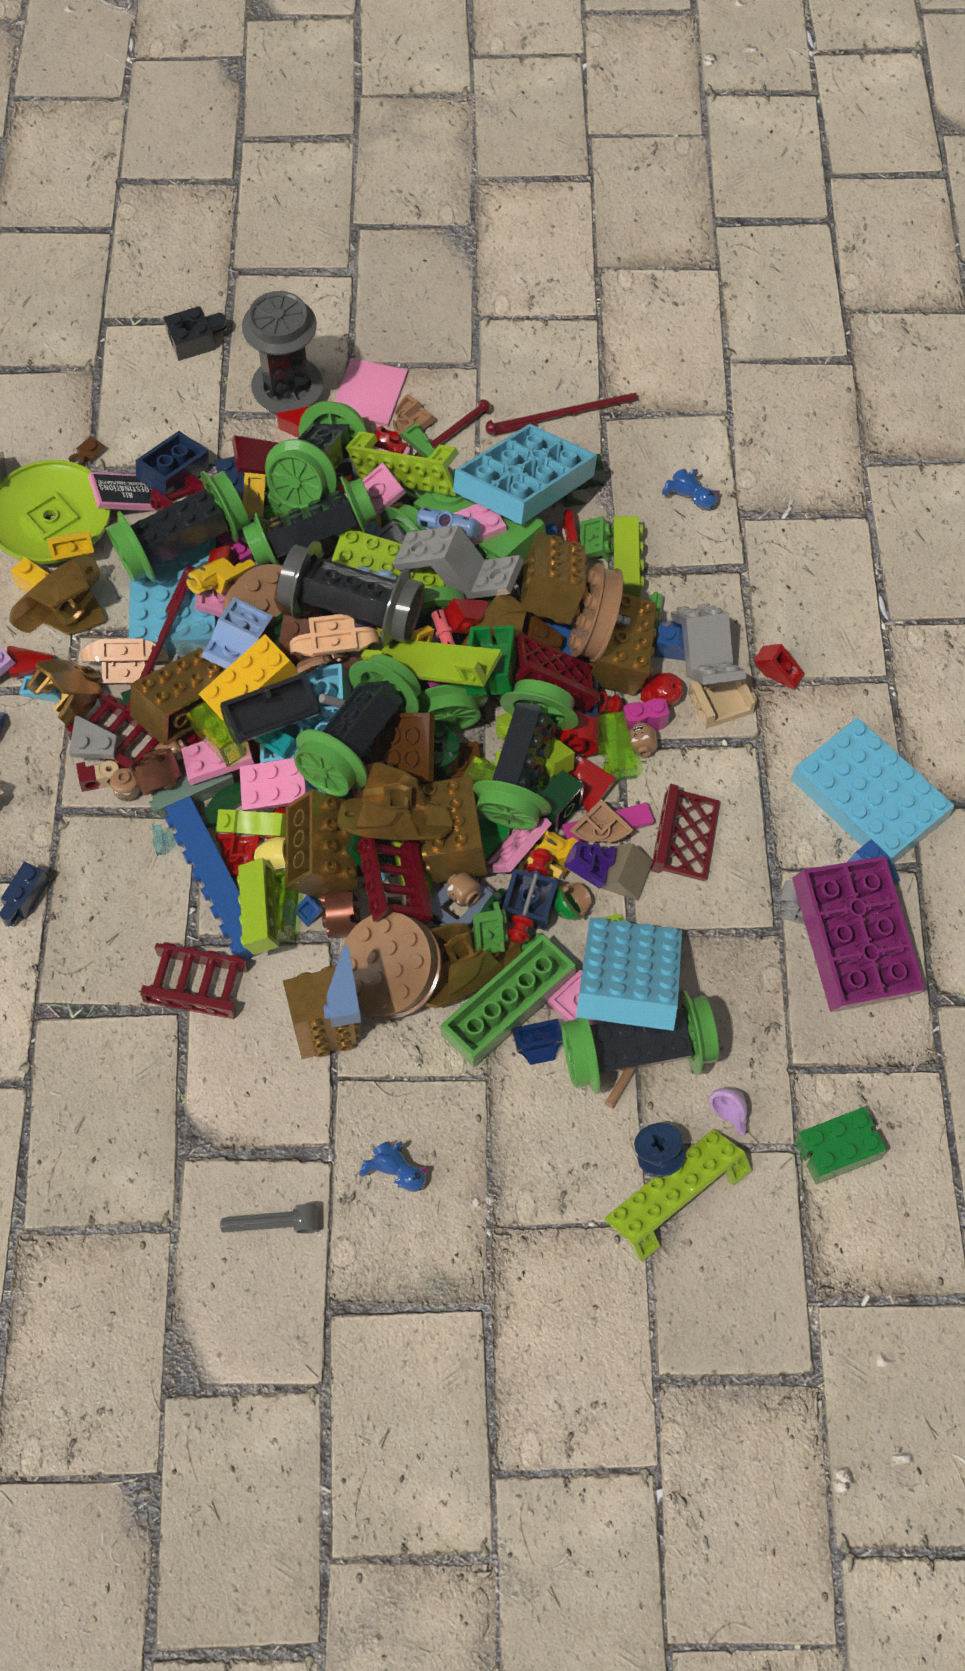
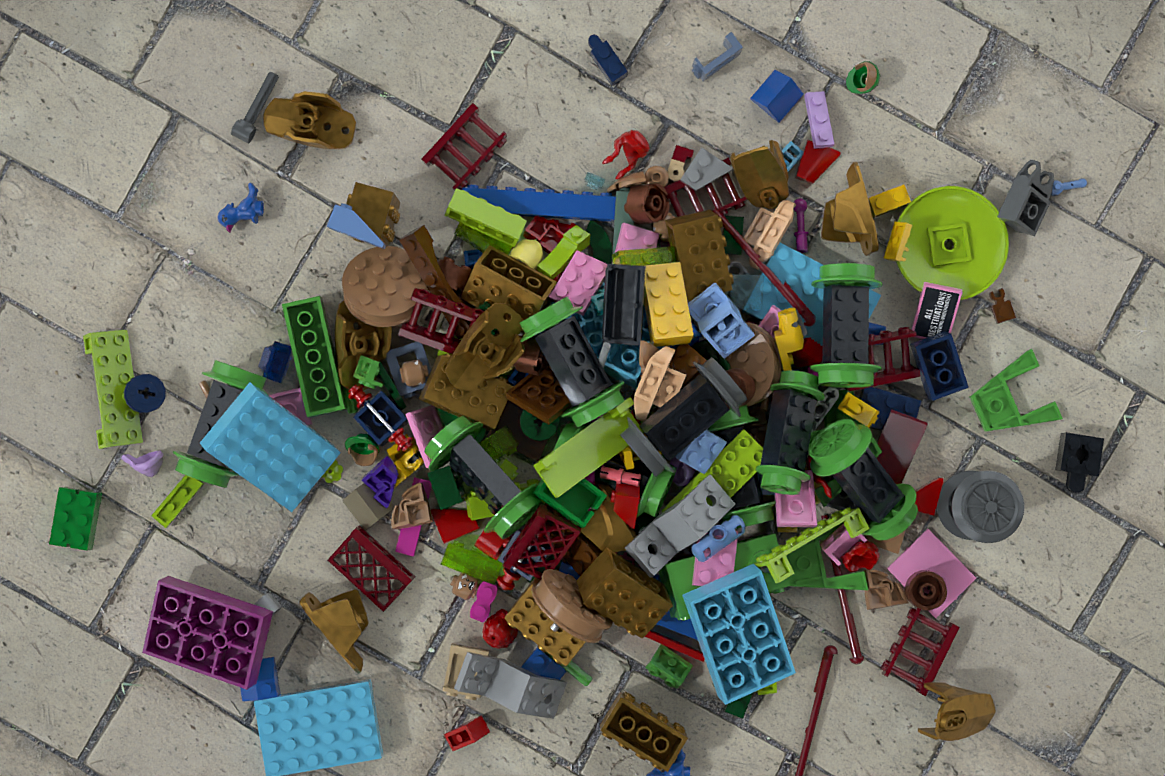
camera: 120 degrees right, 25 degrees up
(103, 823) = (634, 147): none -> red hair
(115, 633) = (801, 234): none -> magenta pin
(140, 806) = (630, 180): none -> medium nougat brick
(181, 413) = (996, 405): none -> bright green wing
(255, 1161) = (305, 119): none -> pearl gold piece
(328, 943) = (421, 252): none -> reddish brown arch
(387, 380) = (935, 584): none -> copper brick
(443, 349) = (939, 649): none -> dark red fence
(492, 298) = (960, 714): none -> pearl gold piece
(626, 552) = (637, 680): lime brick -> none
(668, 519) = (643, 731): none -> pearl gold brick
(750, 1055) = (177, 500): none -> lime plate
(756, 823) = (341, 622): none -> pearl gold piece

